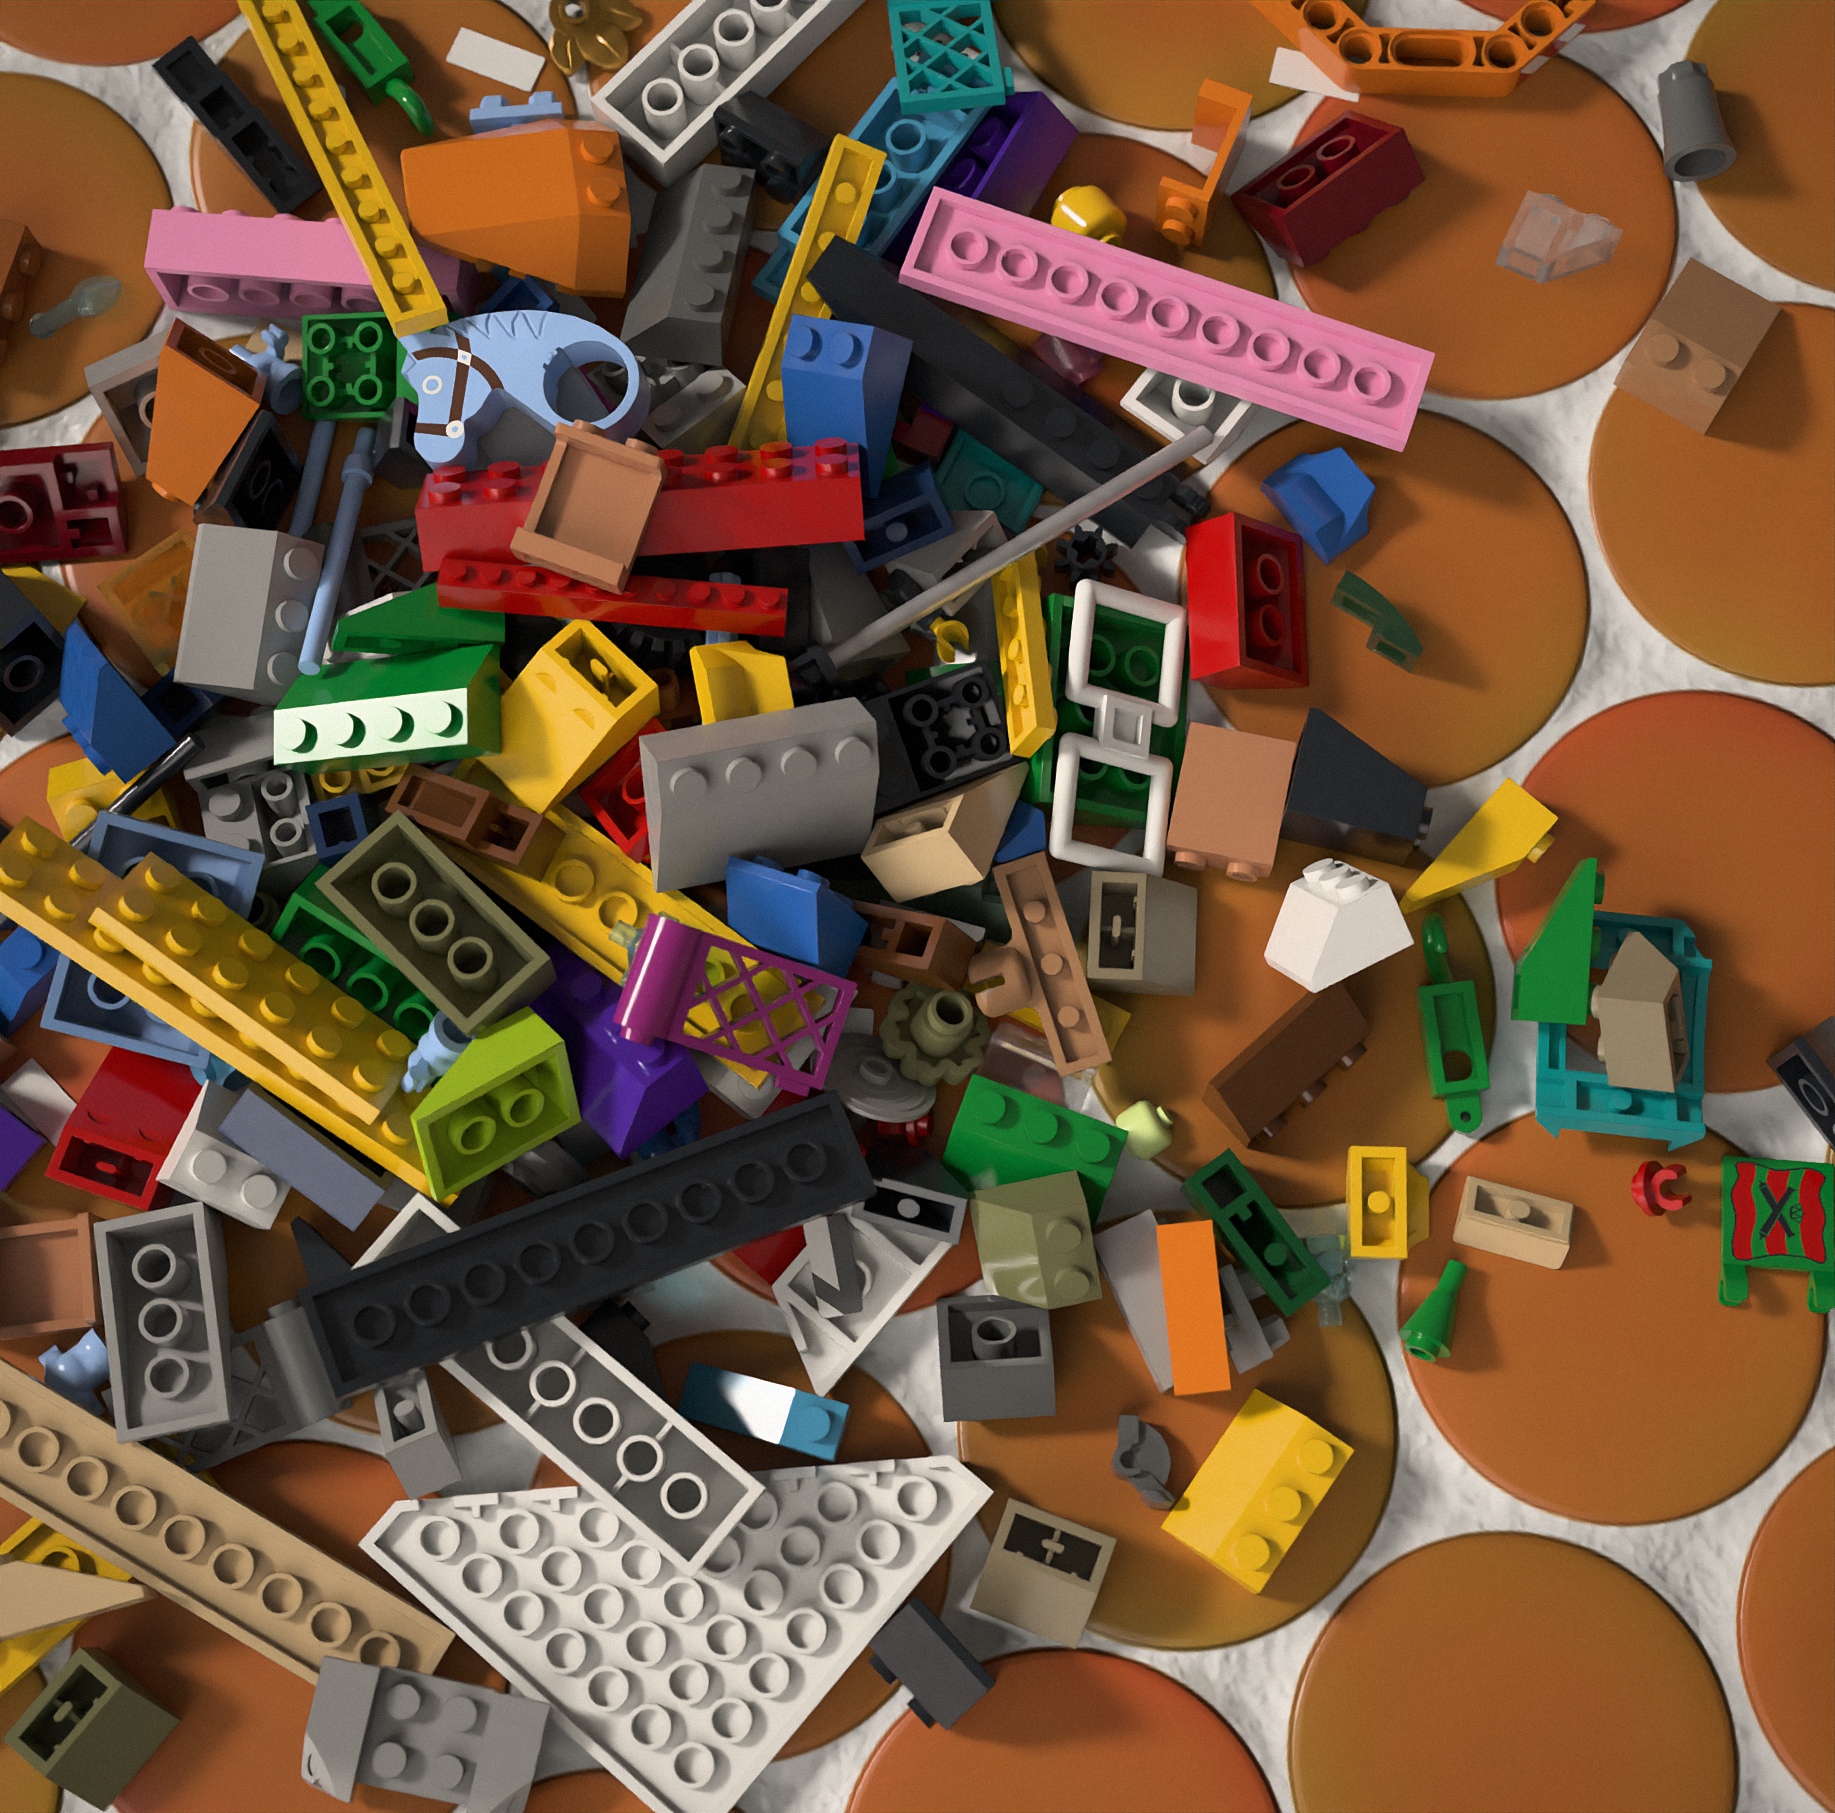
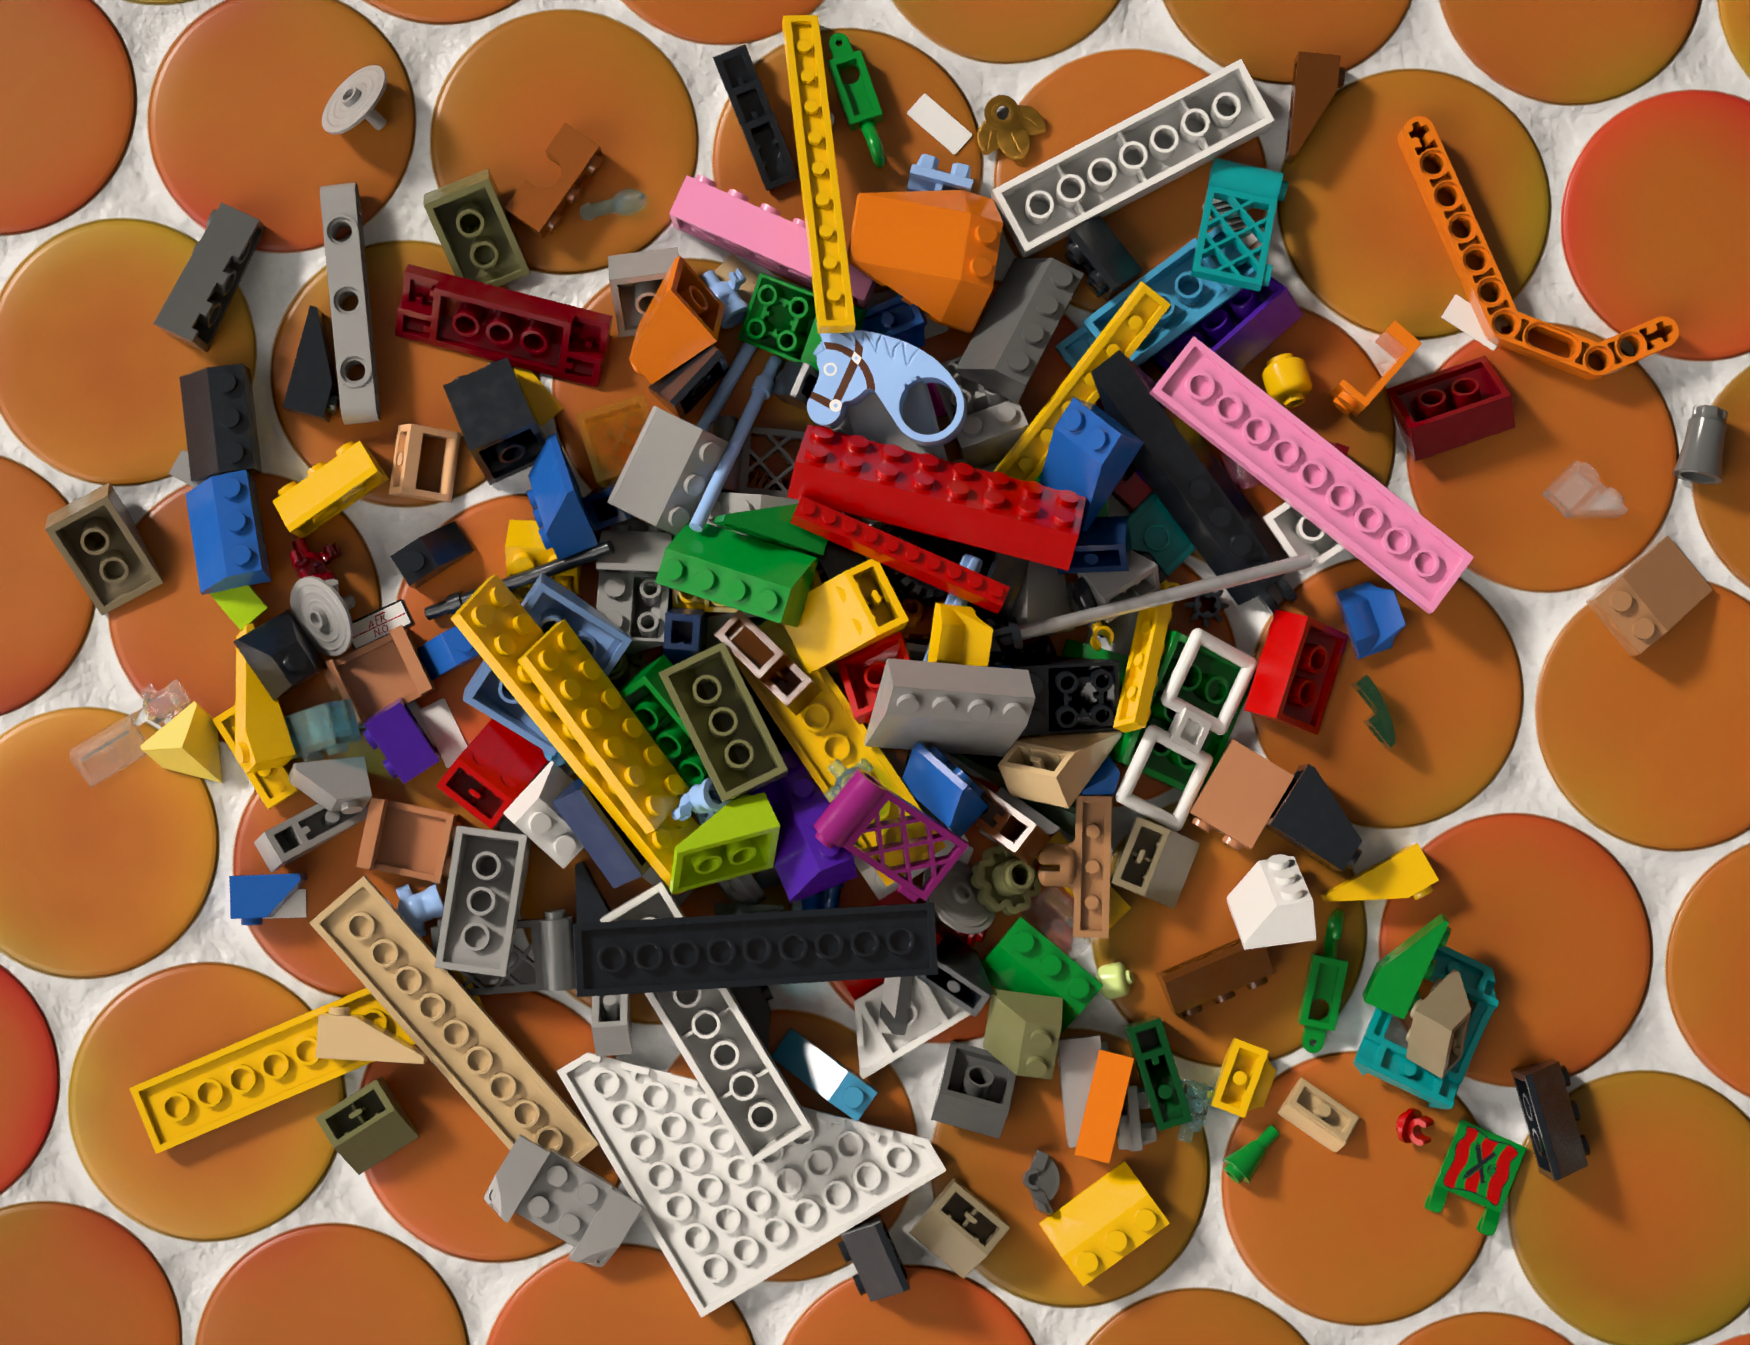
camera: 15 degrees right, 10 degrees up
(592, 506) = (905, 501): nougat panel -> none

